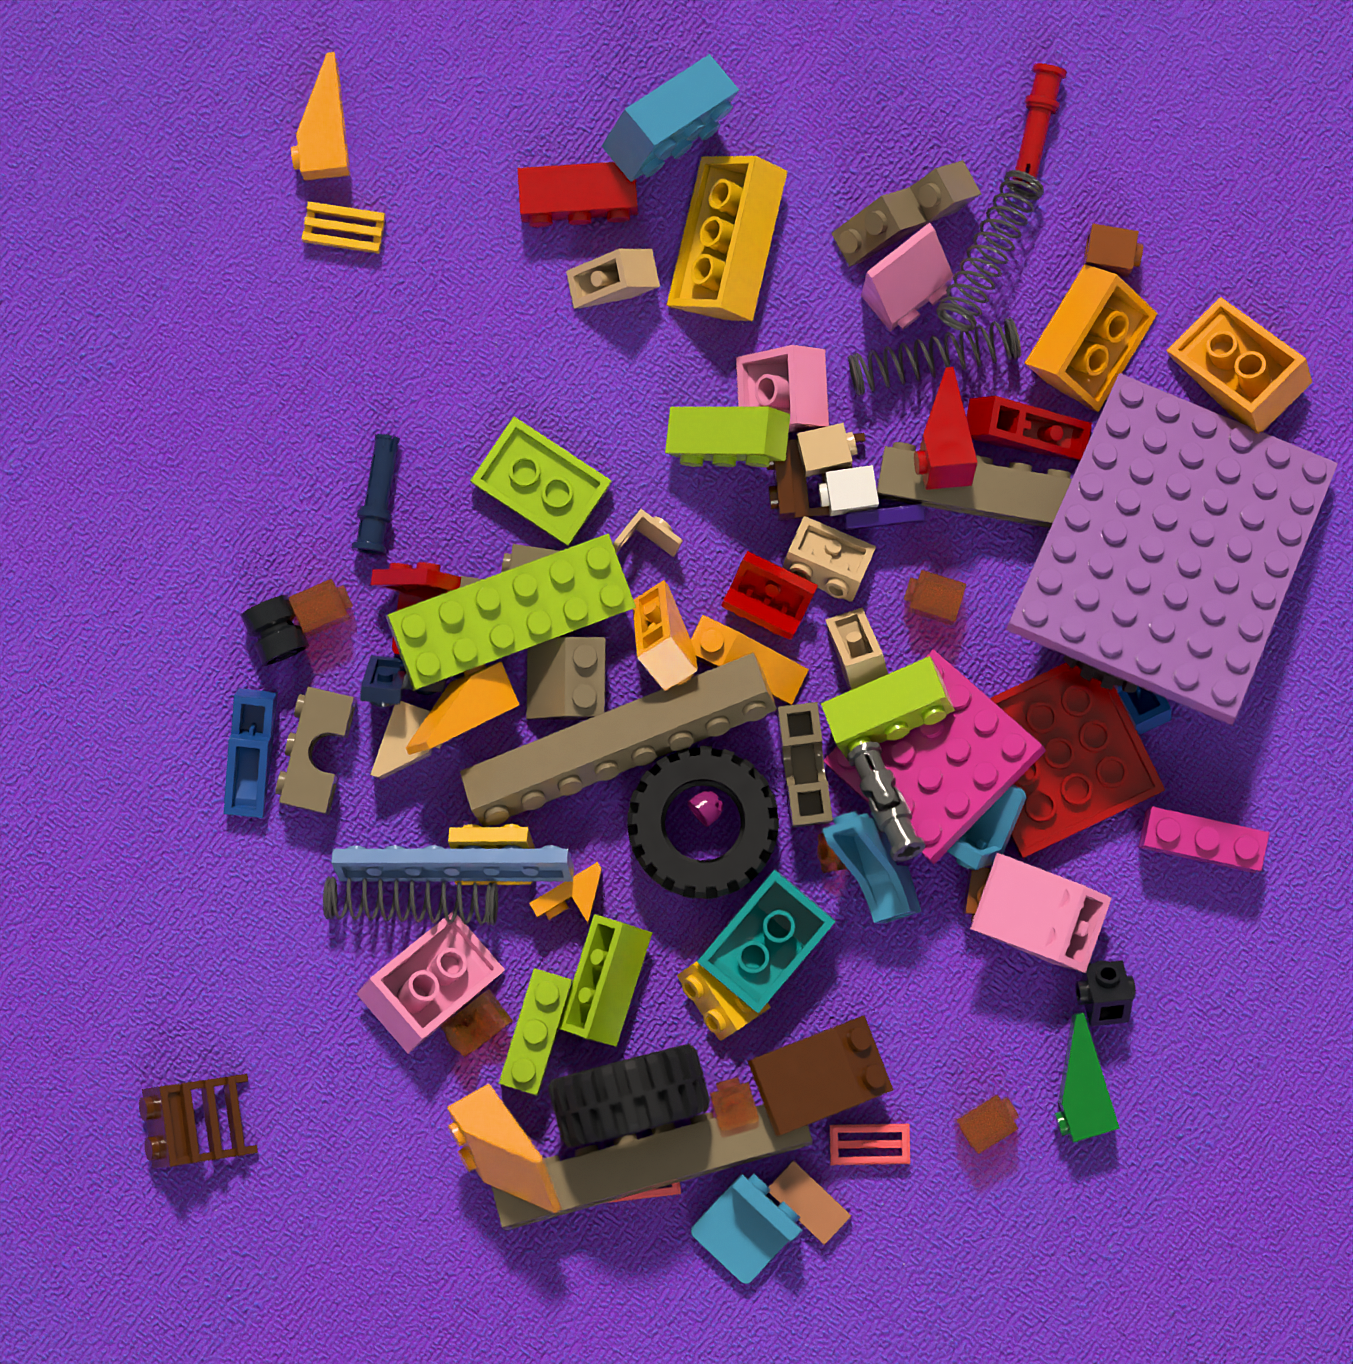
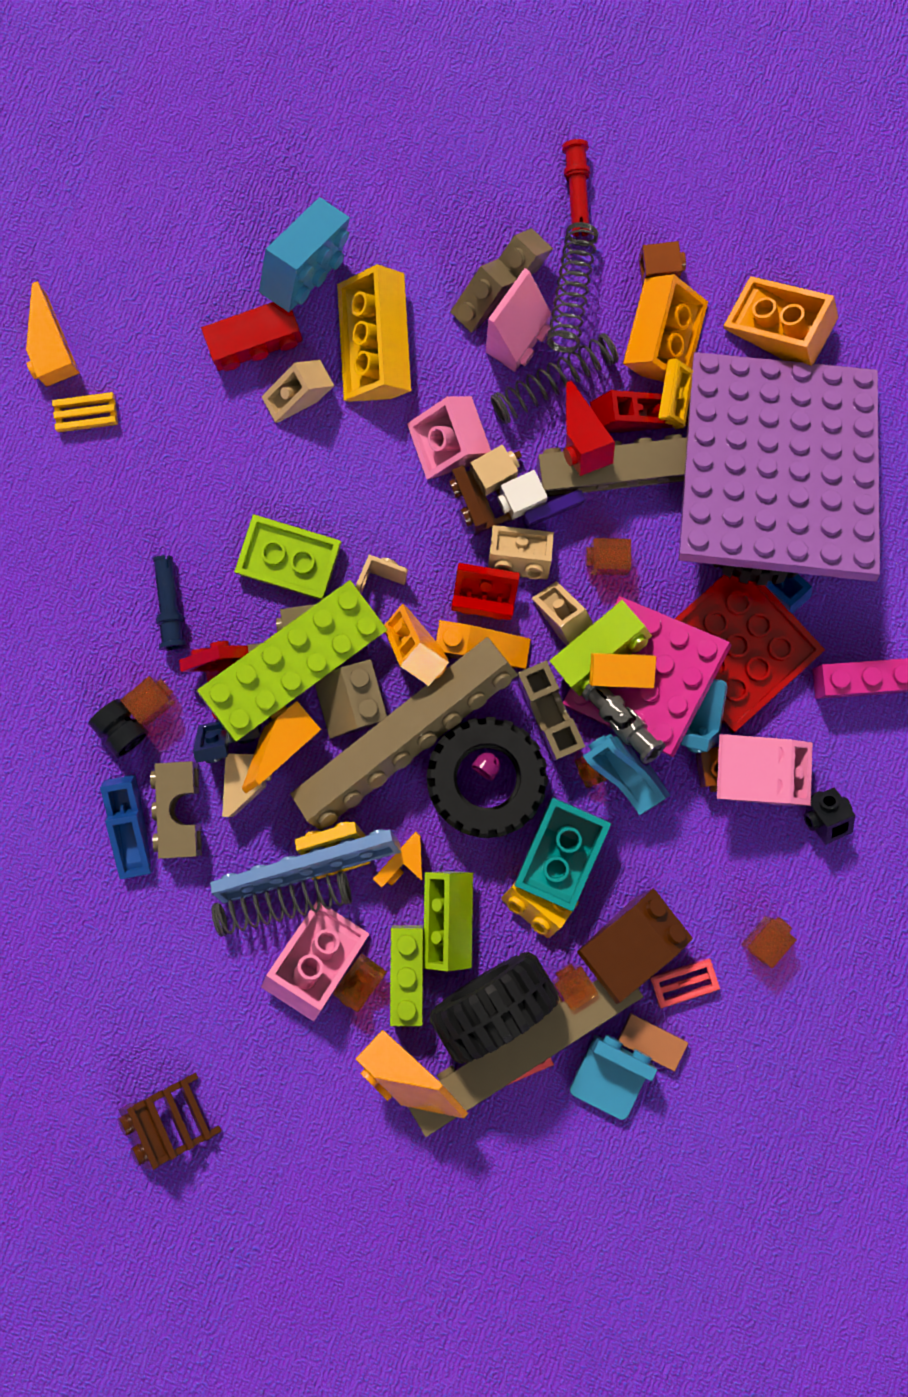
camera: 20 degrees left, 0 degrees up
(727, 435) = (418, 479): lime brick -> none
(903, 741) = (622, 670): none -> light orange tile
(1077, 420) = (676, 394): none -> yellow tile
(1083, 1092) = (833, 893): green slope -> none

